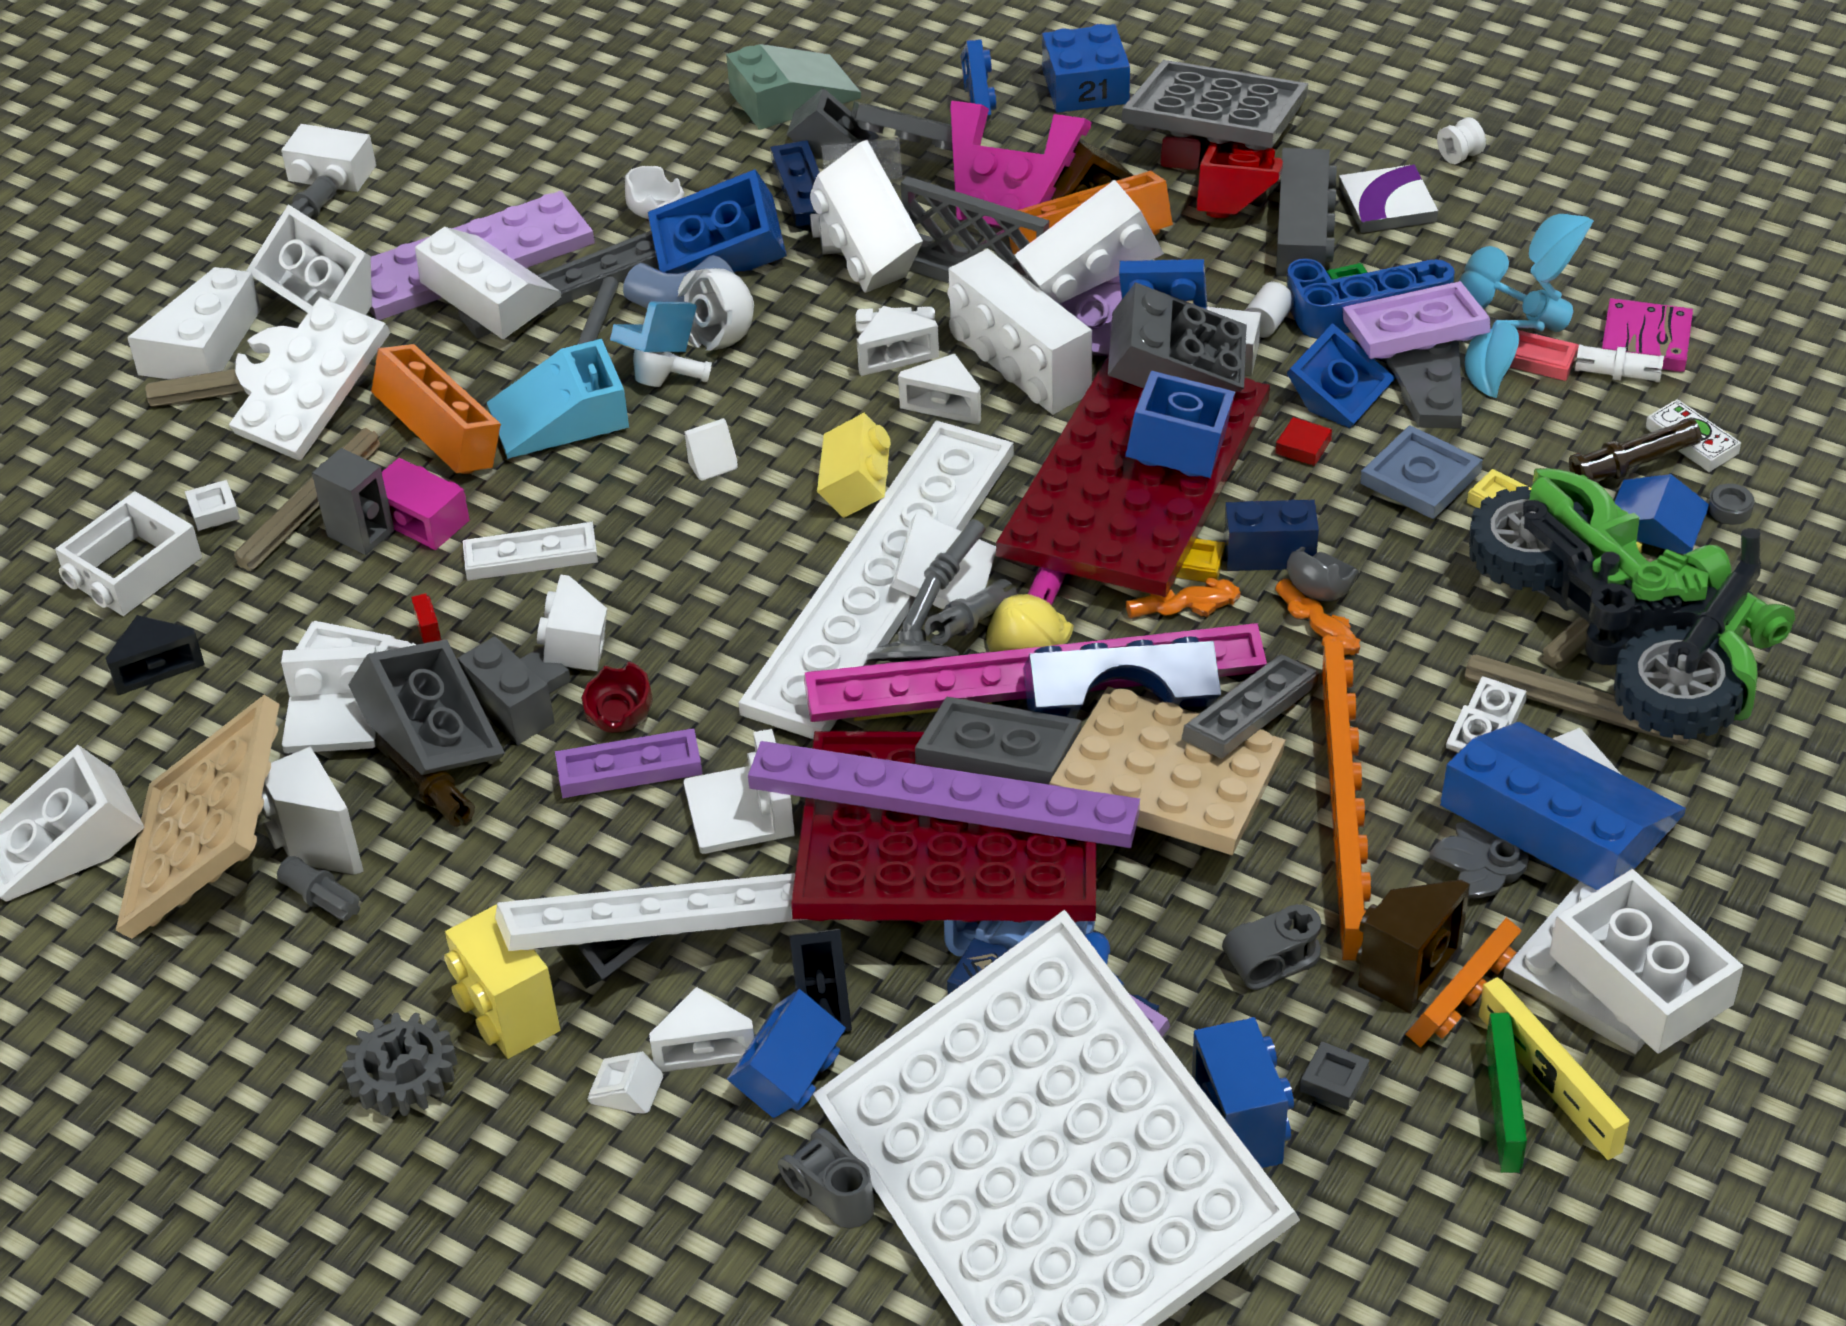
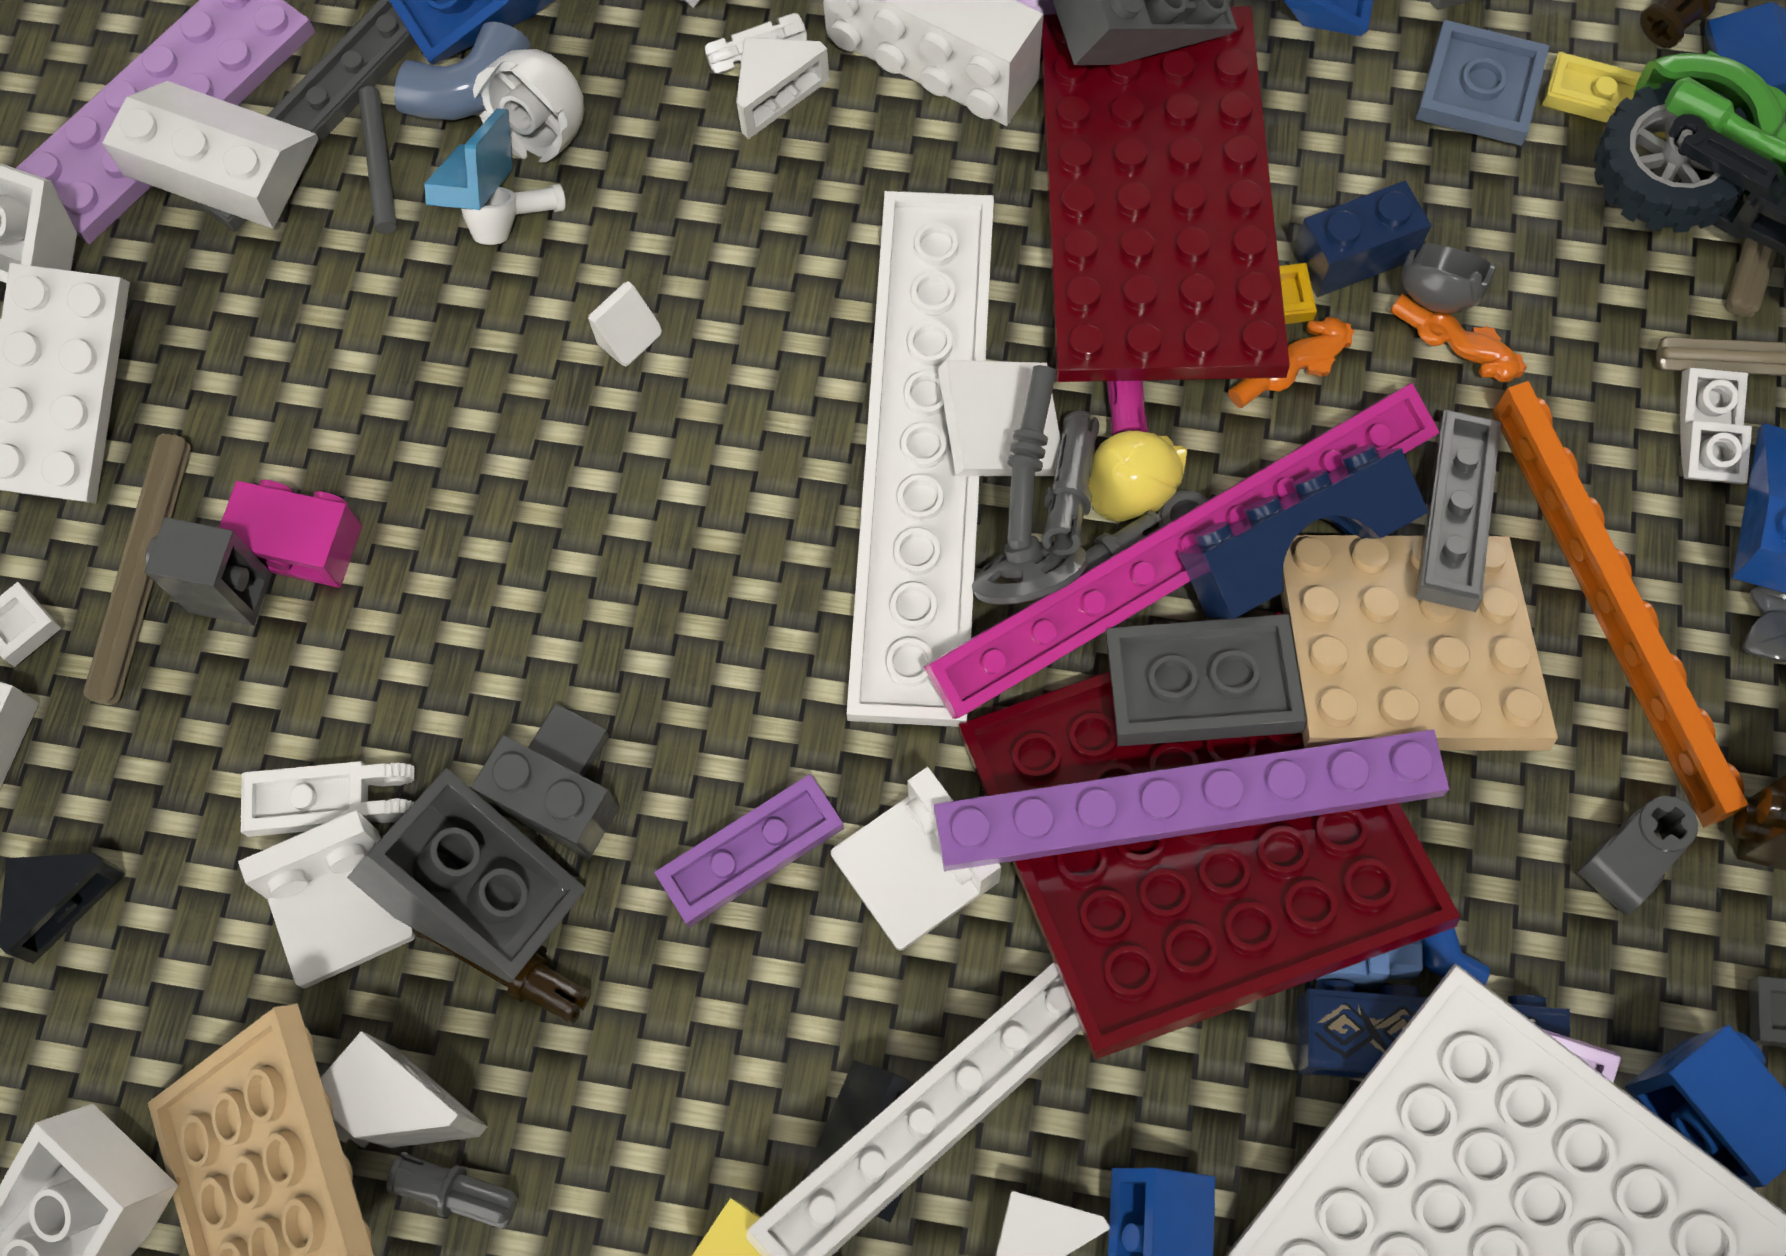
camera: 20 degrees left, 25 degrees up
(426, 618) = (394, 725): red tile -> none
(435, 408) = (243, 378): orange brick -> none
(530, 551) = (464, 553): white tile -> none
(561, 401) = (399, 313): medium azure slope -> none
(572, 626) = (588, 666): white slope -> none
(618, 698) = (693, 761): dark red hair -> none
(821, 971) = (1148, 1114): black slope -> none
(854, 465) = (820, 296): light yellow brick -> none
(941, 390) = (870, 138): white slope -> none
(1180, 424) = (1212, 124): blue brick -> none
(1303, 441) = (1323, 76): red tile -> none

